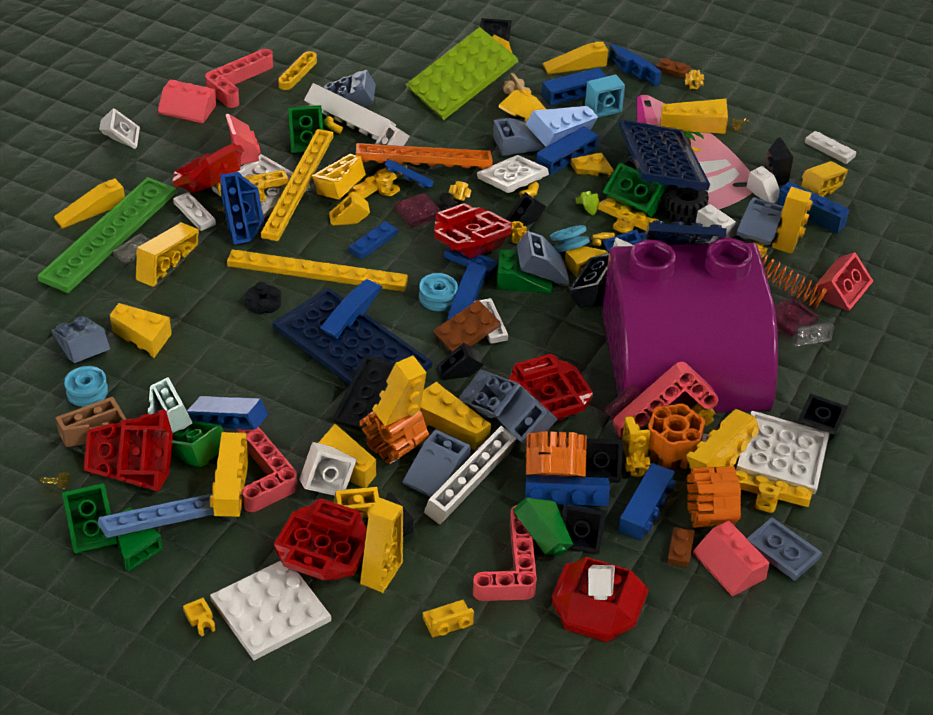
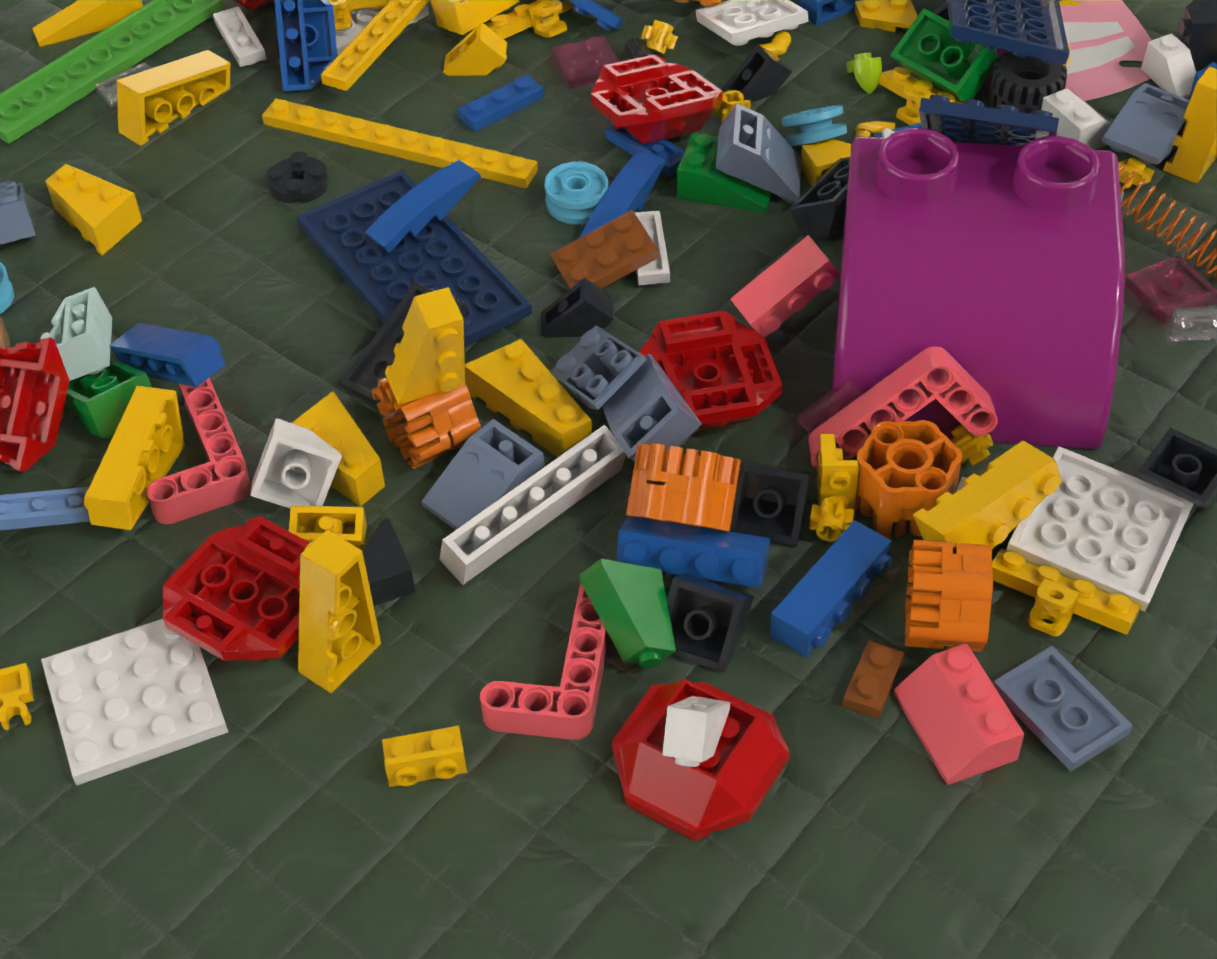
camera: 15 degrees right, 5 degrees up
(583, 336) = (785, 287): none -> coral slope

